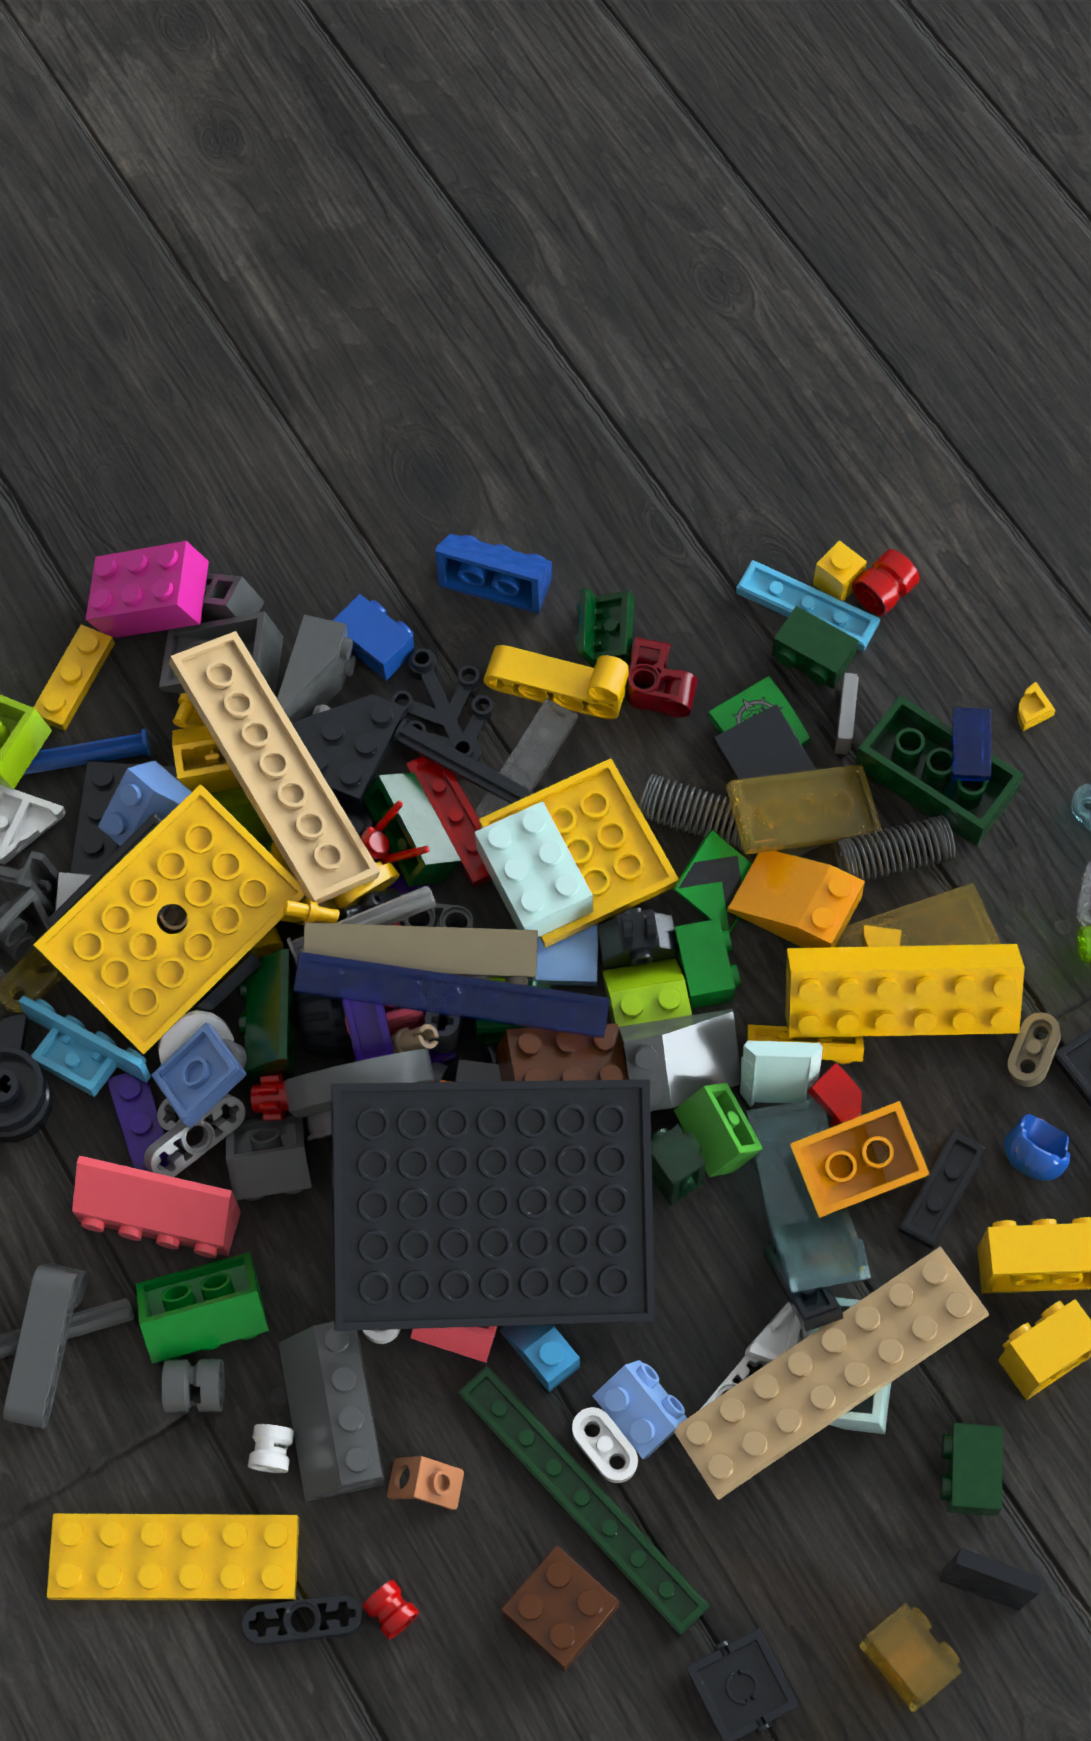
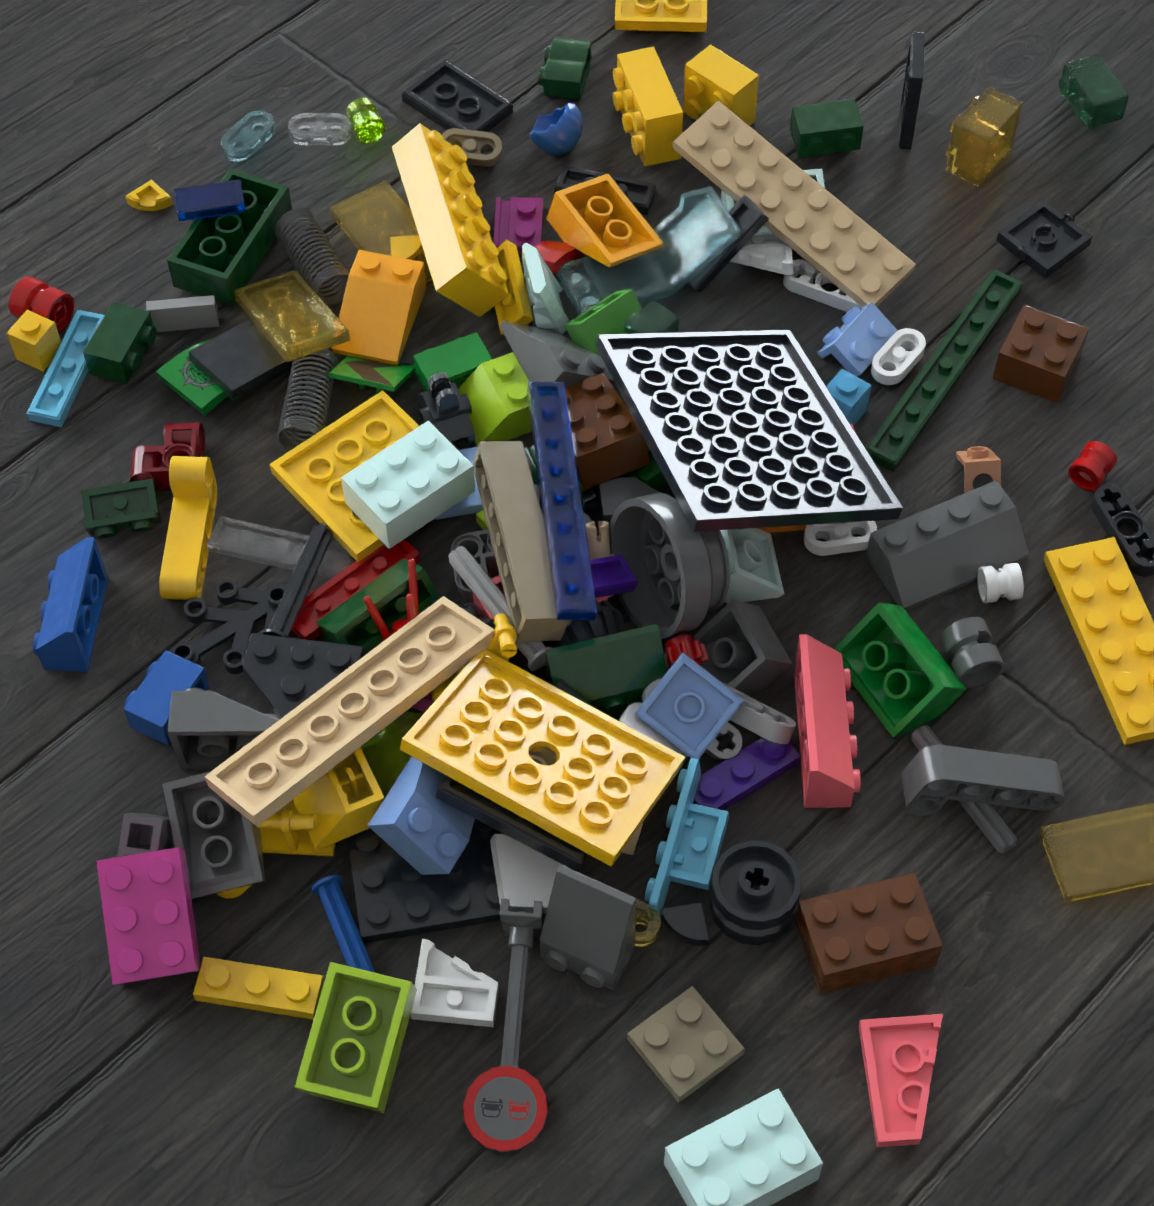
camera: 105 degrees left, 10 degrees down
(907, 1078) = (518, 221): none -> magenta plate

